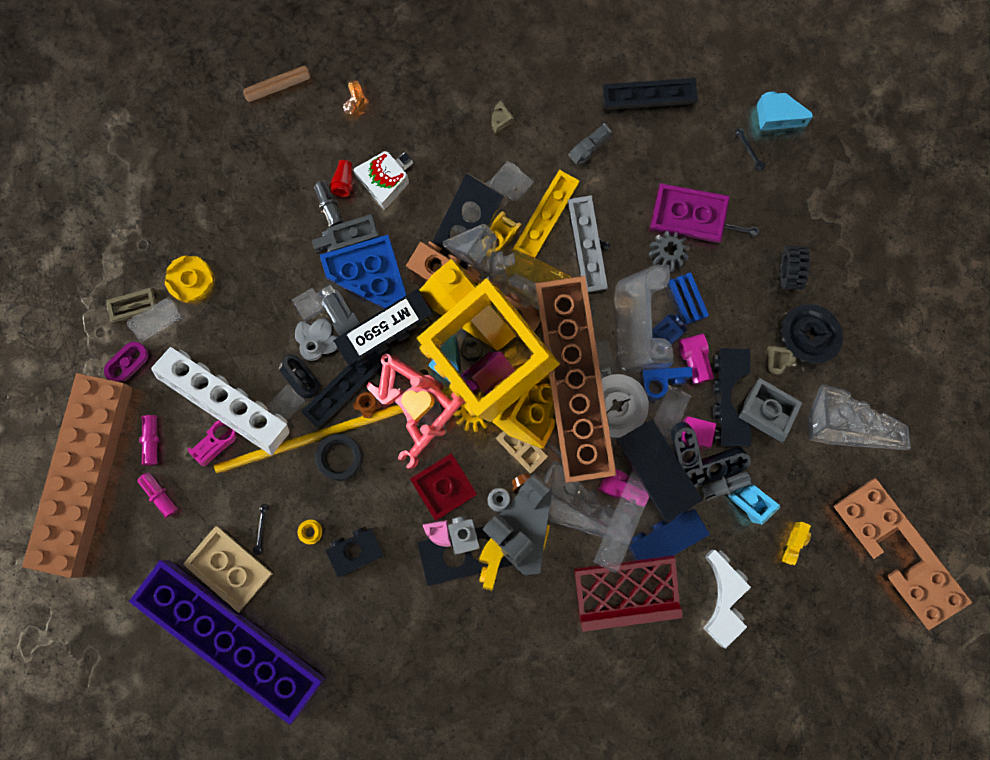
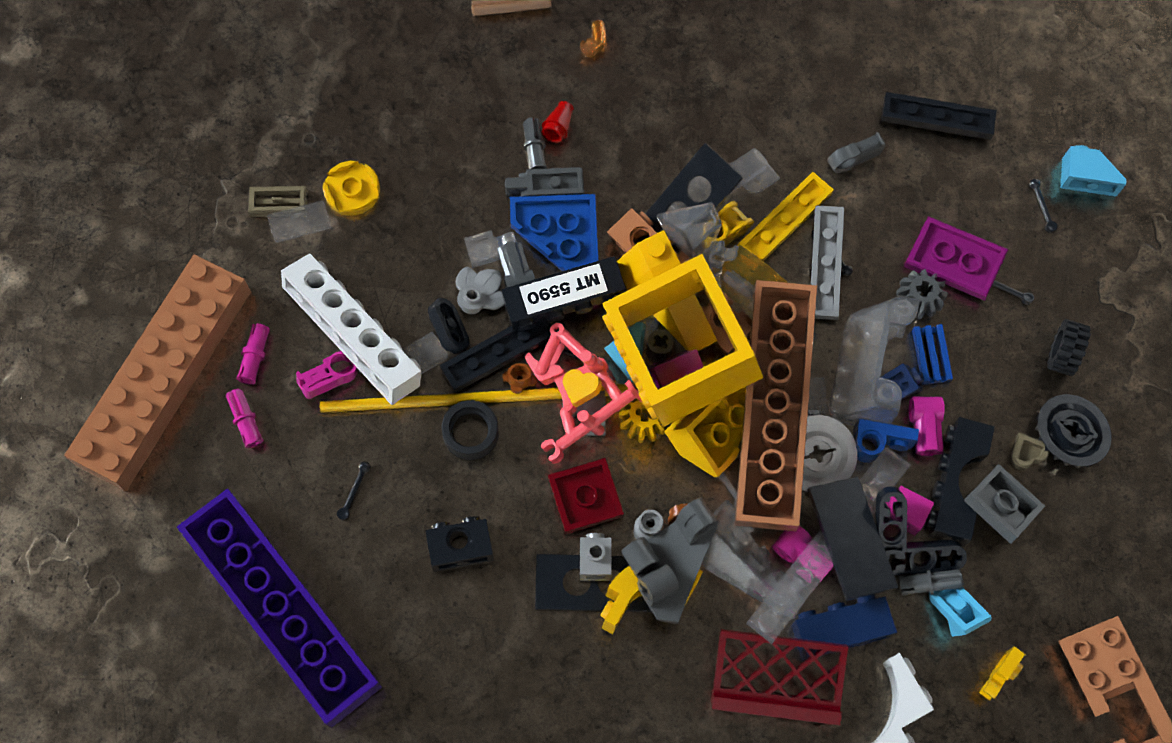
camera: 10 degrees right, 10 degrees down
(125, 360) = (251, 259): magenta plate -> none
(228, 569) = (302, 525): tan plate -> none
(303, 528) = (405, 501): yellow plate -> none
(384, 176) = (607, 131): white torso -> none
(438, 533) = (565, 548): bright pink tile -> none
(501, 117) = (758, 101): dark tan tile -> none
(526, 454) = (691, 479): tan slope -> none
(847, 422) = (1093, 544): clear wedge -> none

